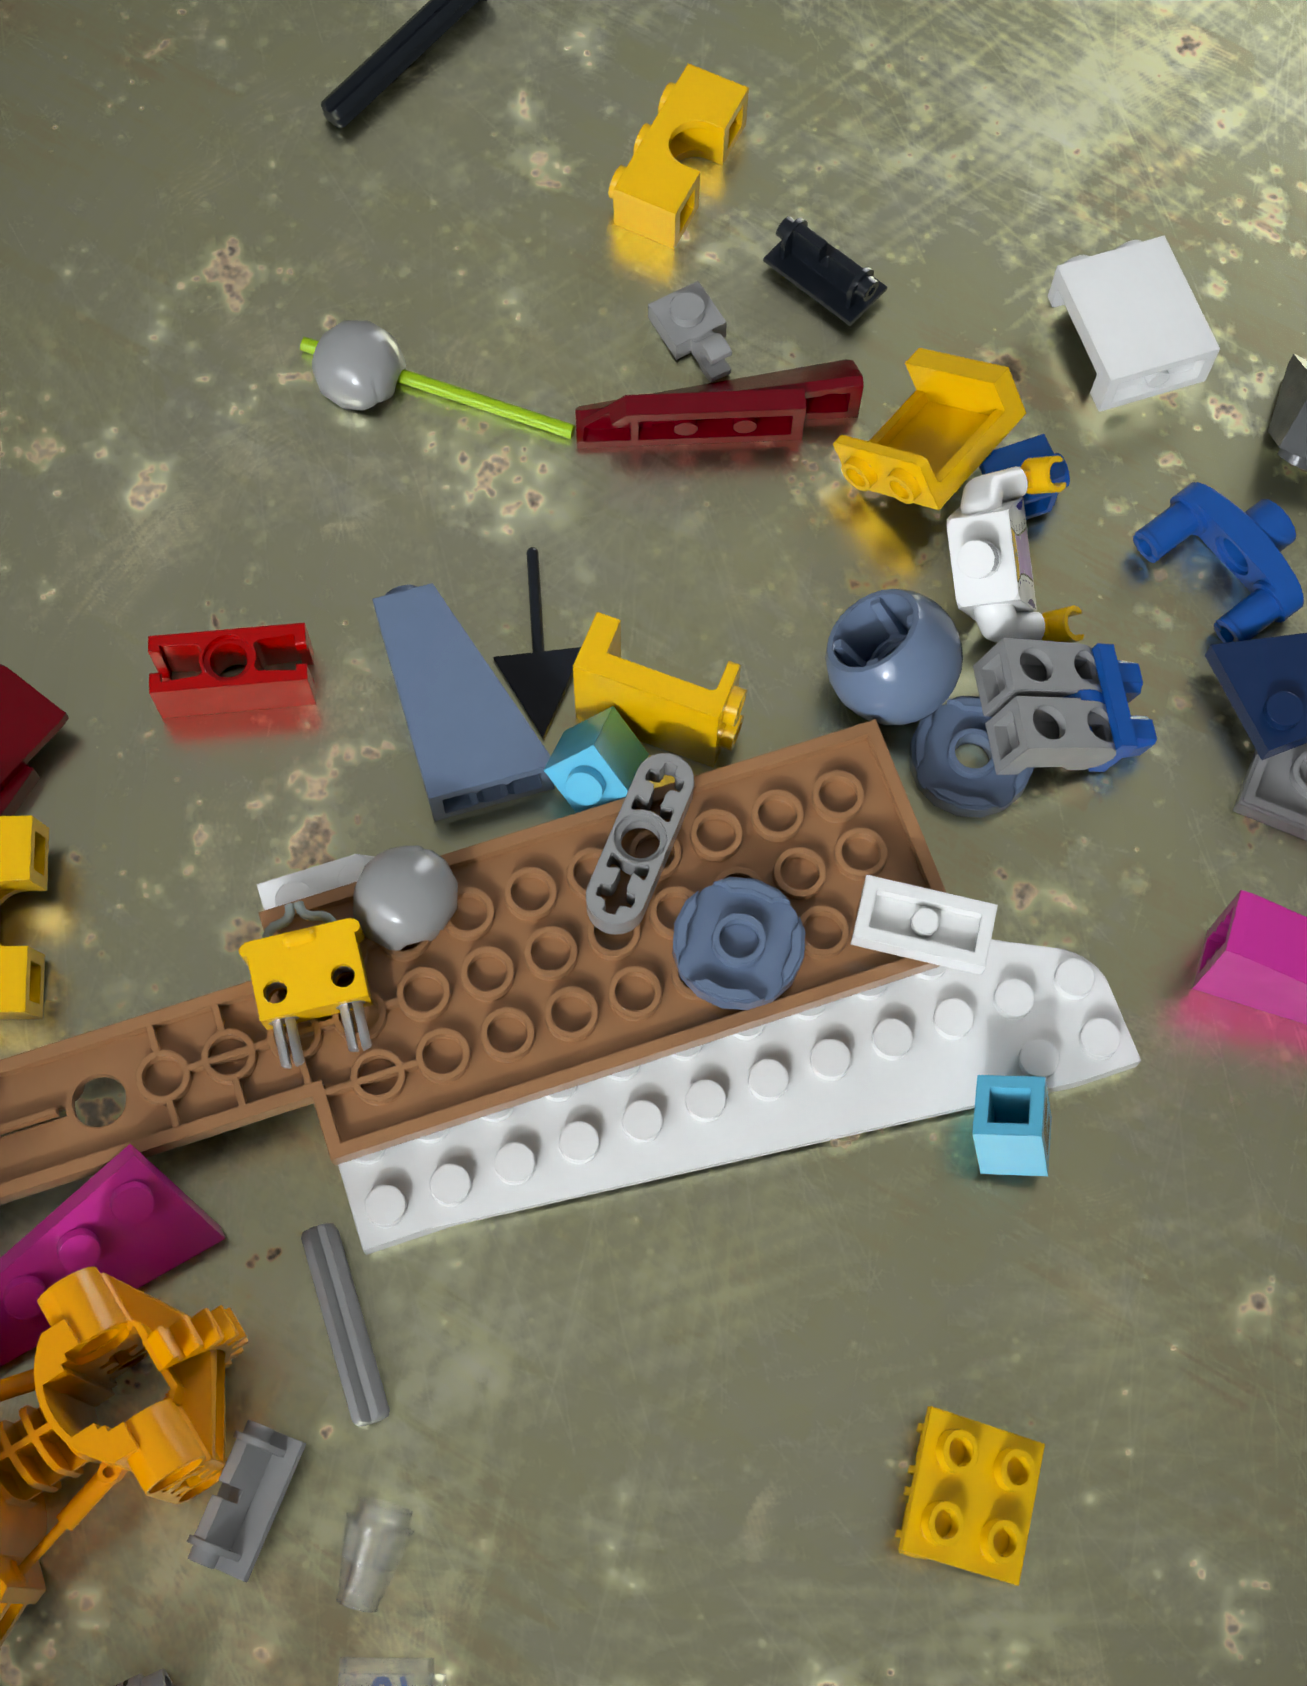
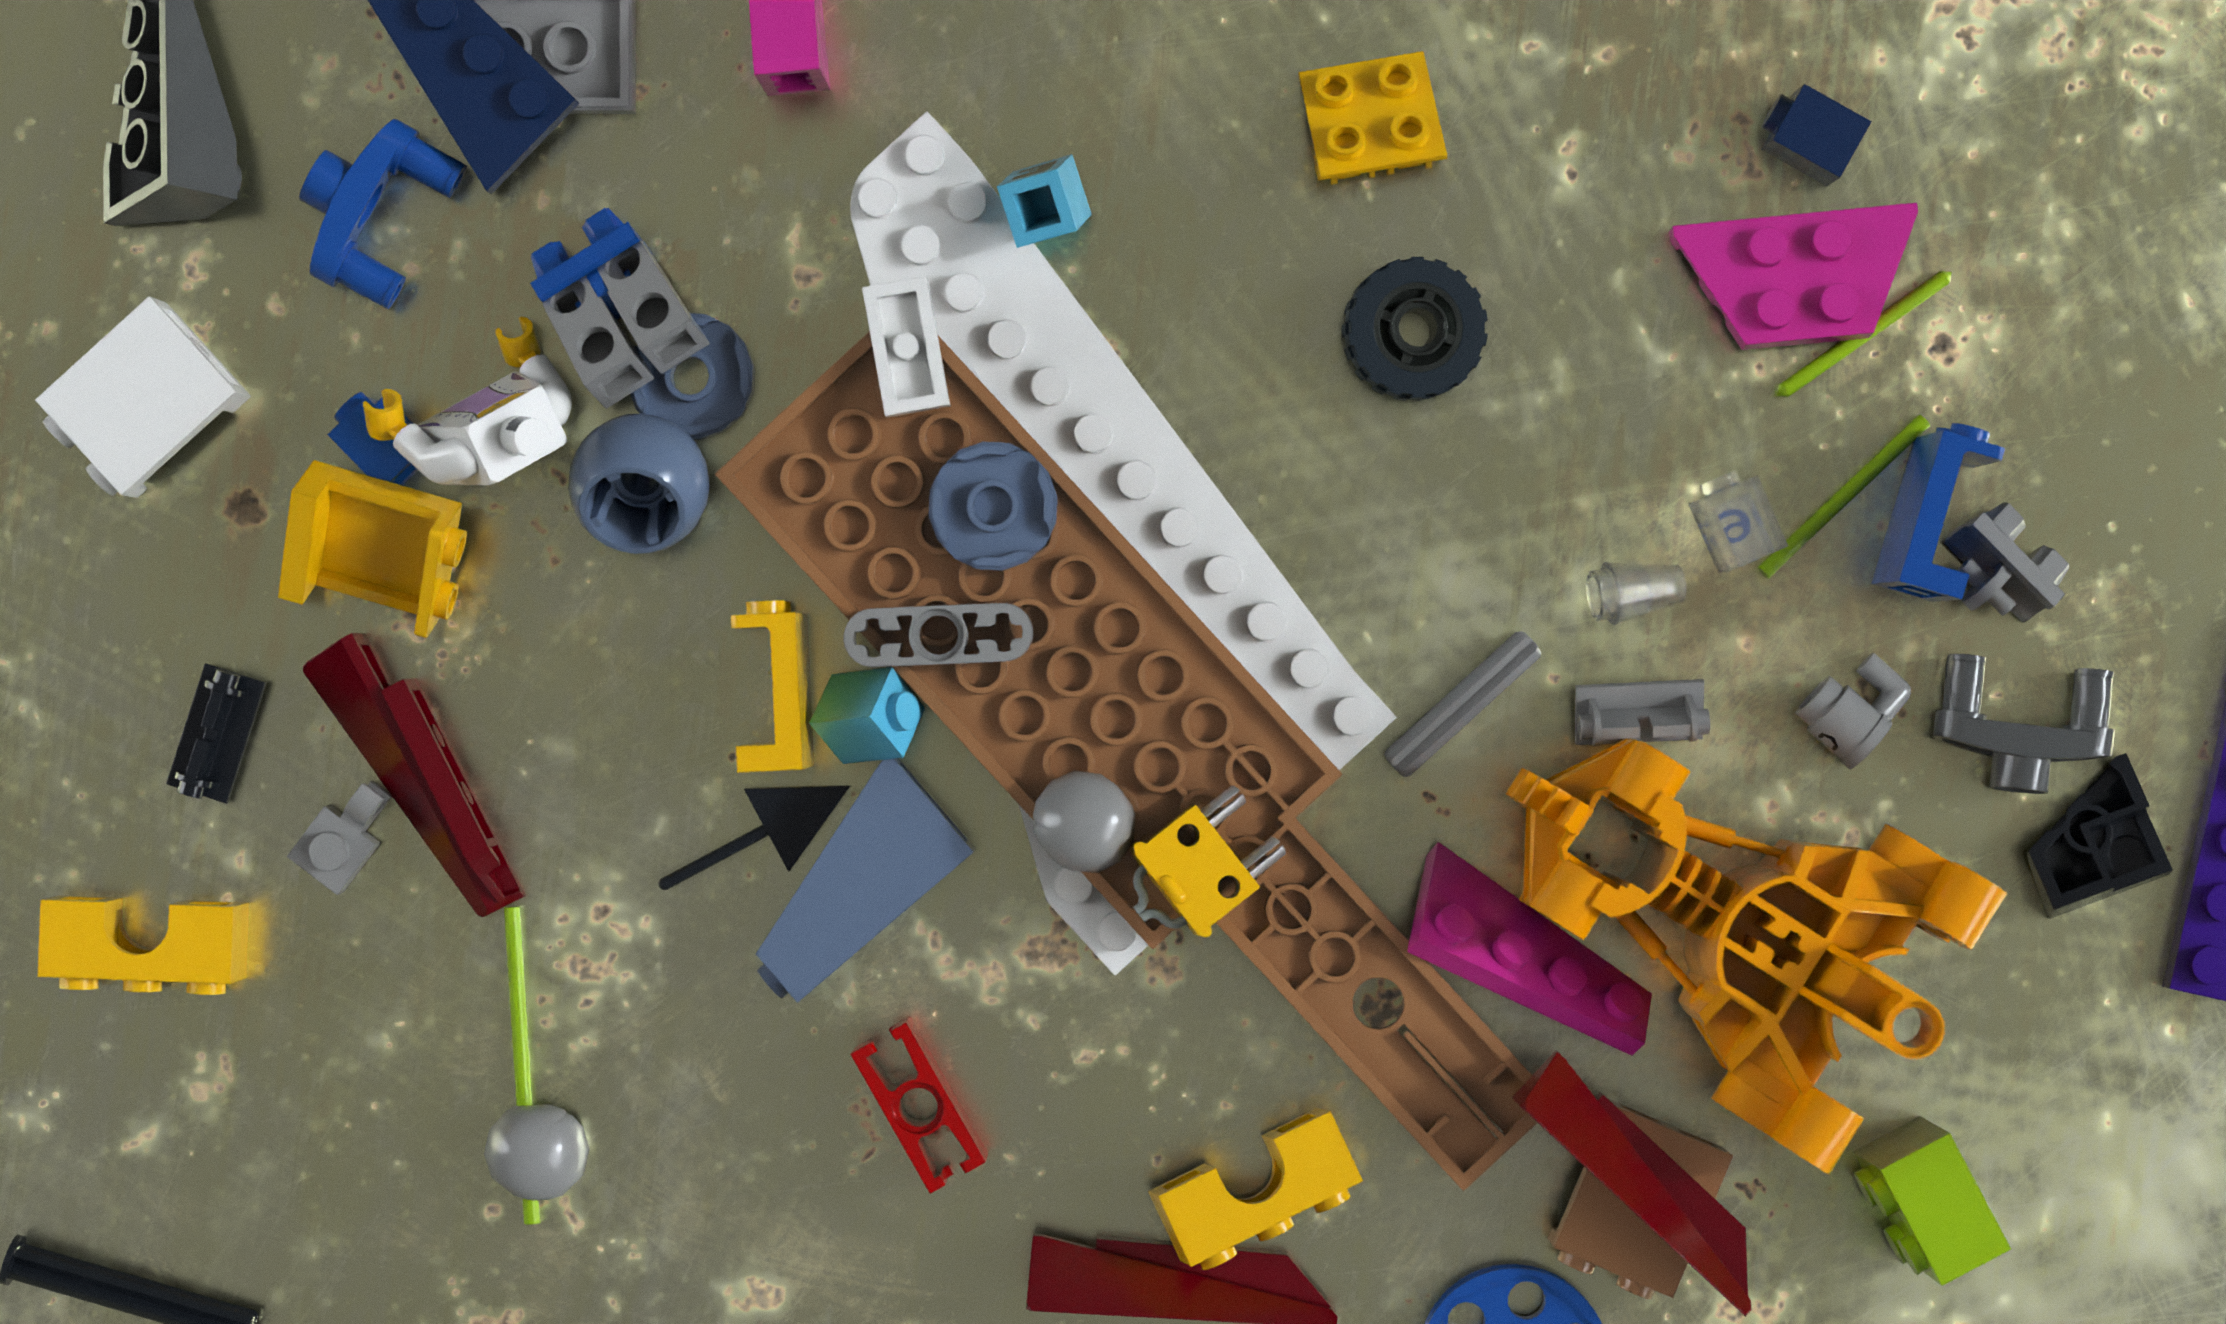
camera: 110 degrees left, 20 degrees up
(782, 1430) = (1453, 321): none -> black wheel

